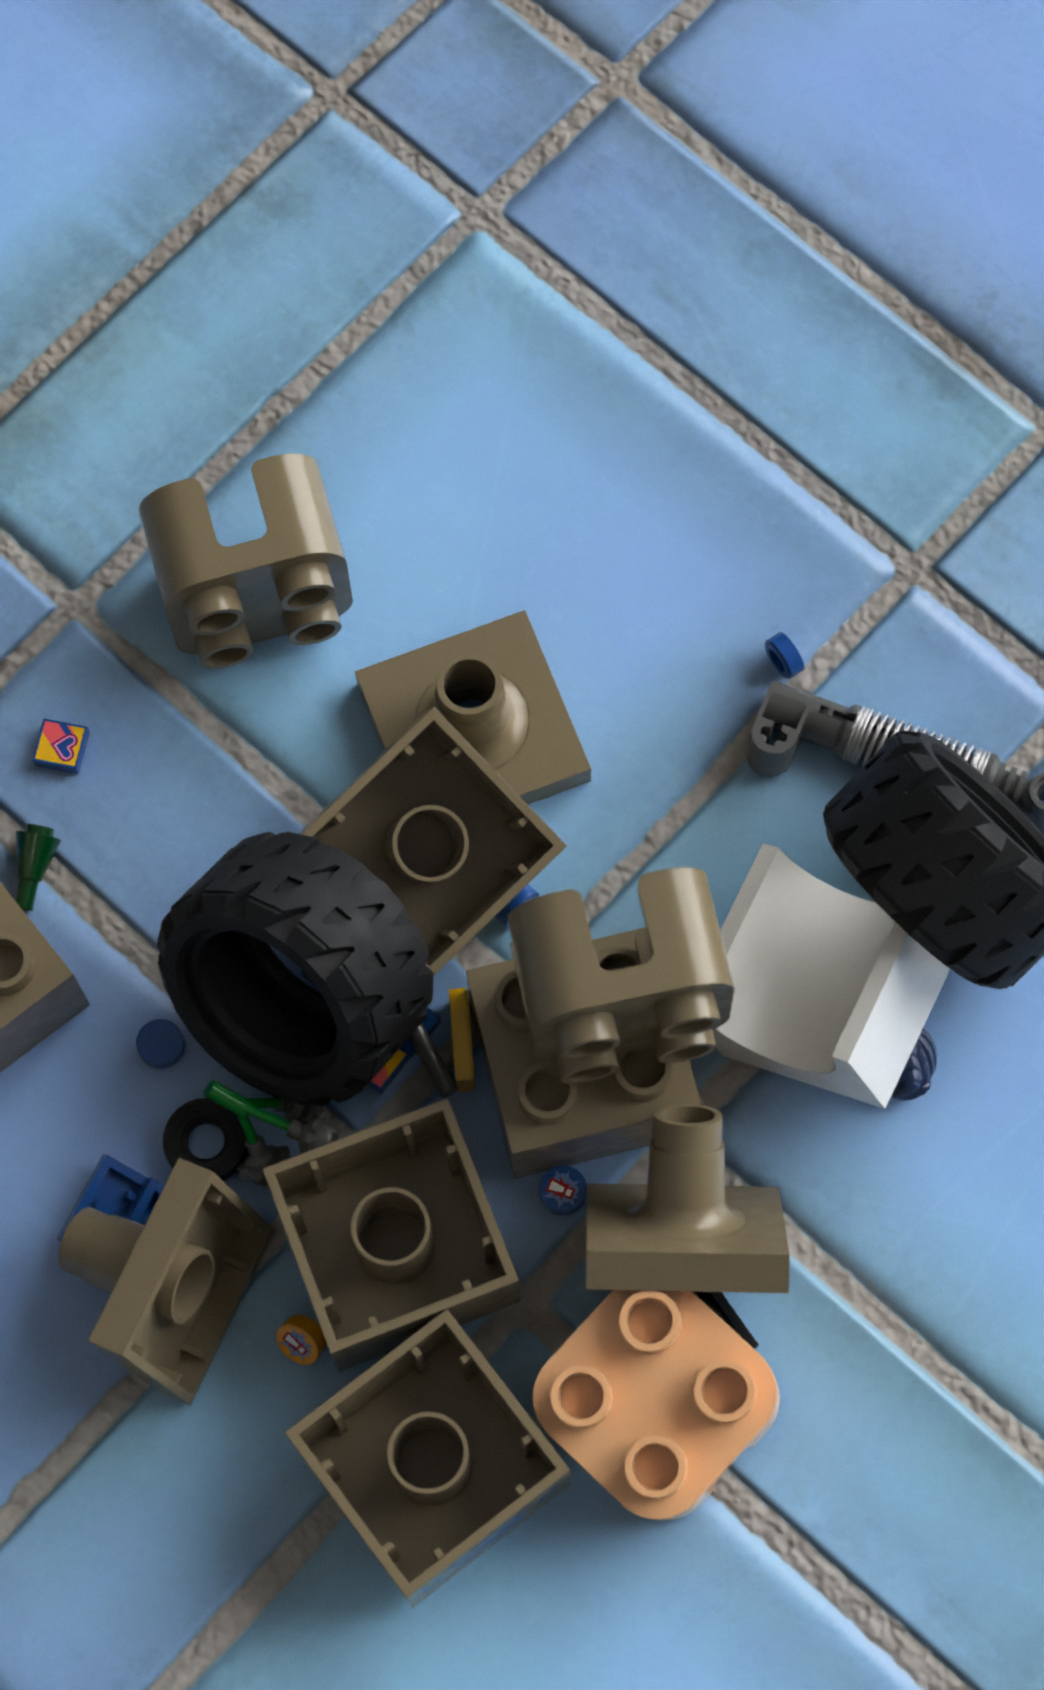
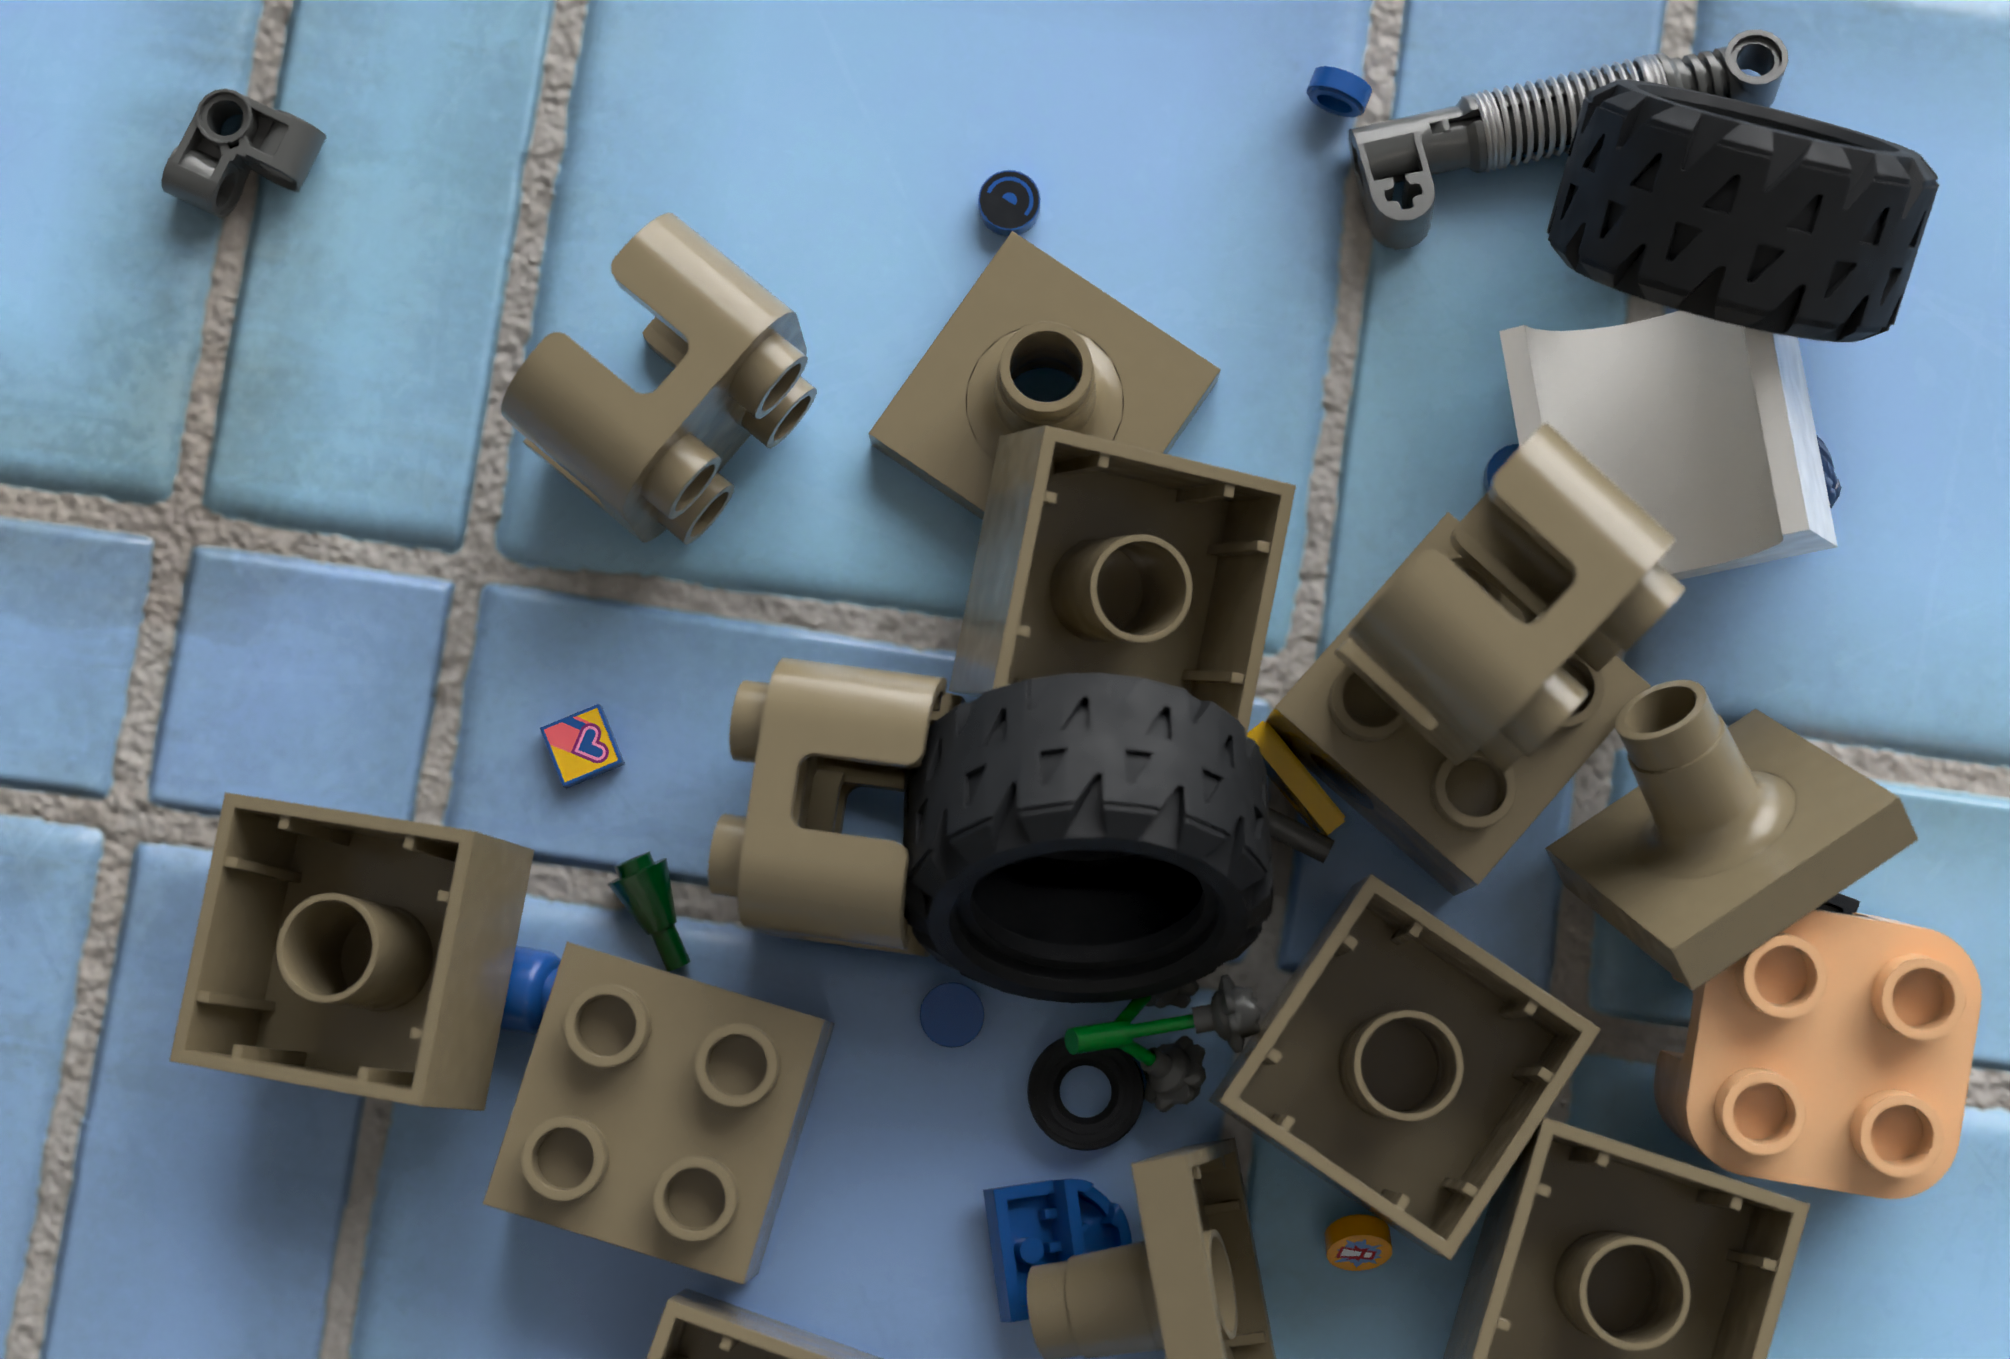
camera: 35 degrees left, 10 degrees up
(92, 285) = (213, 168): none -> dark grey piece
(153, 843) = (812, 743): none -> dark tan piece
(539, 596) = (1009, 202): none -> black tile
(562, 1190) = (1522, 874): blue tile -> none

